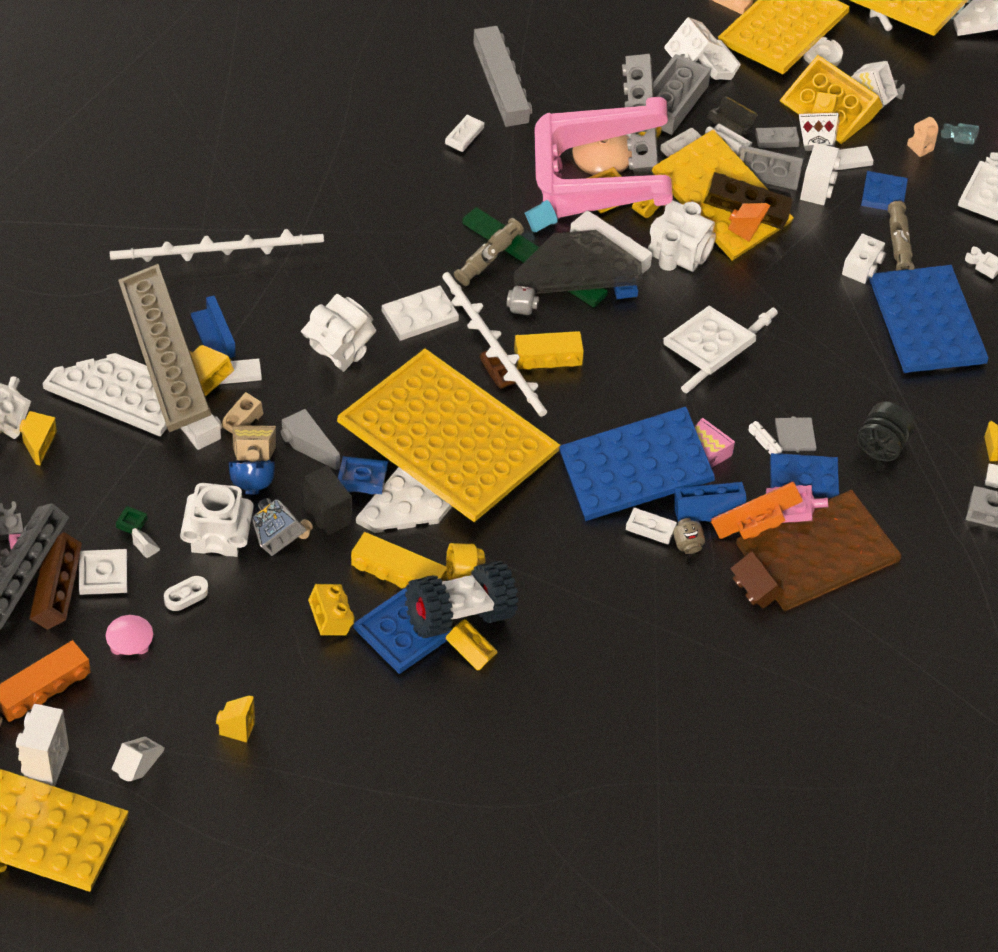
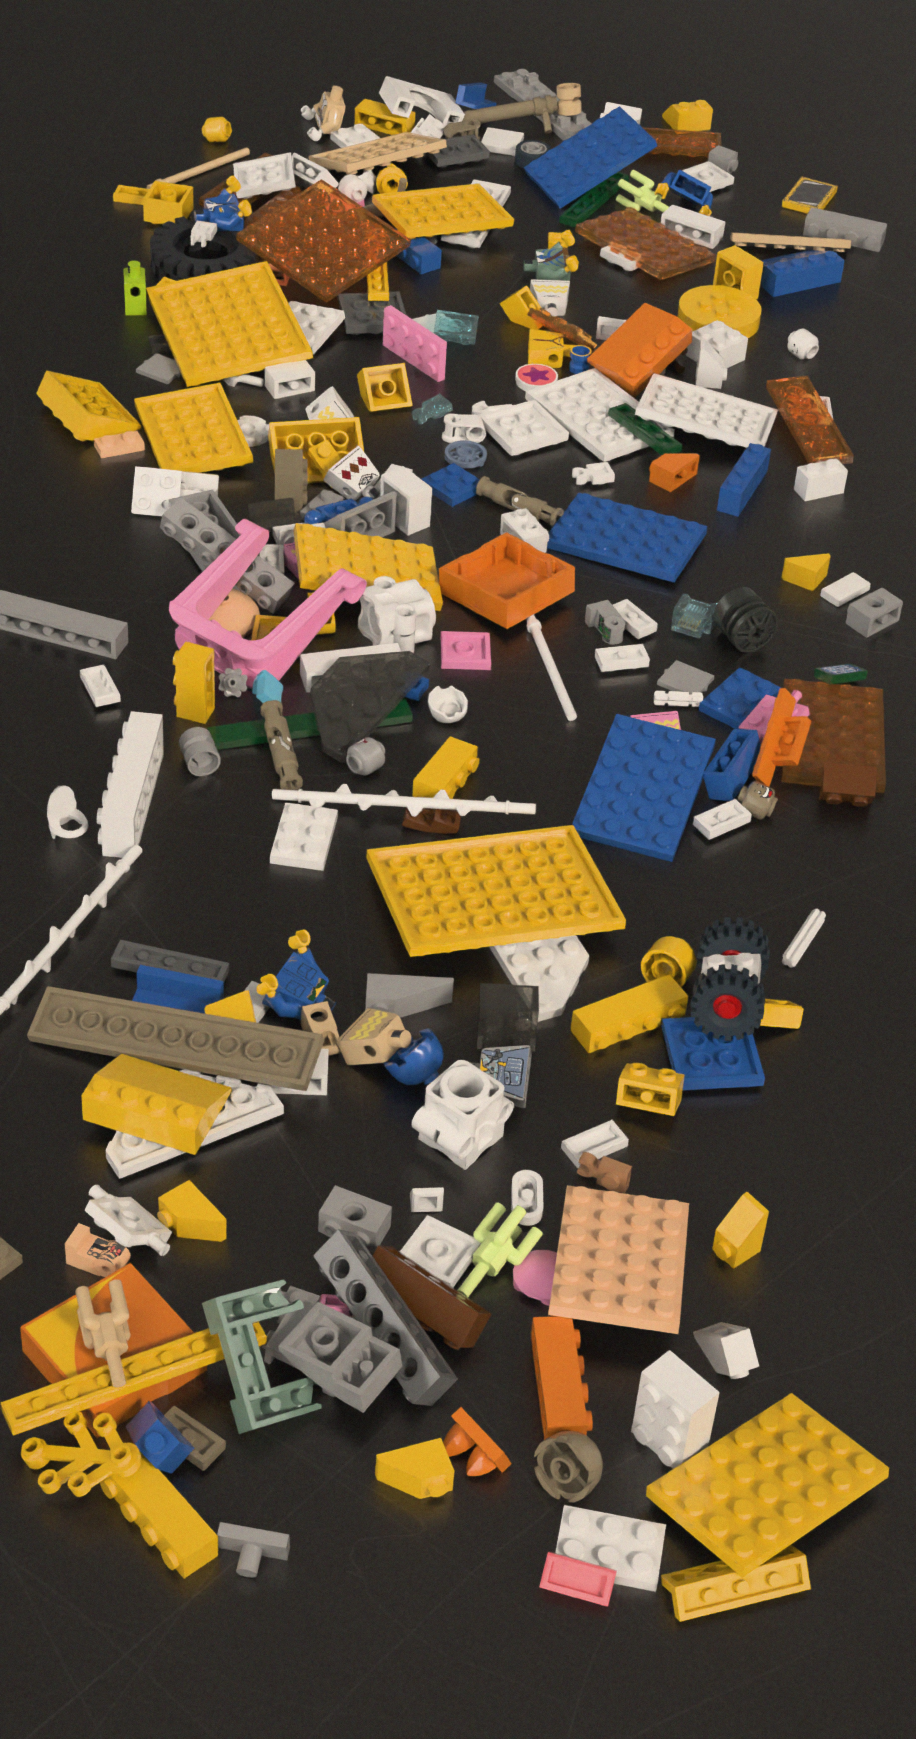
camera: 55 degrees left, 10 degrees down
(95, 515) = (355, 1214): none -> light grey brick
(107, 366) = (153, 1102): none -> yellow slope
(127, 597) = (497, 1246): none -> yellowish green plant
(131, 519) = (387, 1191): dark green plate -> none
(164, 664) = (620, 1259): none -> light nougat plate
(237, 312) = (132, 955): none -> dark grey plate
(239, 626) = (609, 1172): none -> medium nougat plate
(265, 380) = (297, 983): none -> blue torso
(267, 607) = (598, 1141): none -> white tile
(320, 181) = (61, 809): none -> white piece
(340, 331) = (294, 891): white piece -> none
(363, 475) = (488, 970): blue plate -> none
(374, 200) = (131, 784): none -> white brick
(443, 215) = (199, 751): none -> light grey wheel
(493, 172) = (194, 682): none -> yellow brick
(532, 194) = (233, 682): none -> light grey plant
(569, 630) = (803, 938): none -> white axle
(619, 313) = (447, 704): none -> white hair
(697, 294) = (465, 650): none -> bright pink tile
(709, 339) = (533, 667): white plate -> none
(731, 194) = (401, 551): dark brown brick -> none
(748, 219) = (428, 559): orange slope -> none
(773, 101) = (291, 476): none -> dark tan brick
(773, 144) = (329, 511): none -> blue plate
(777, 384) = (622, 657): none -> white plate
(790, 276) = (507, 580): none -> orange tile
(811, 354) = (606, 620): none -> light grey leg
(829, 368) = (635, 620): none -> white plate
(863, 400) = (693, 617): none -> clear light blue piece
(890, 520) = (840, 673): none -> dark green tile
(904, 39) = (289, 379): none -> white brick
(925, 135) = (422, 419): light nougat leg -> none
(929, 180) = (466, 454): none -> sand blue wheel
(953, 94) = (385, 387): none -> yellow slope
(957, 163) = (461, 428): none -> white piece

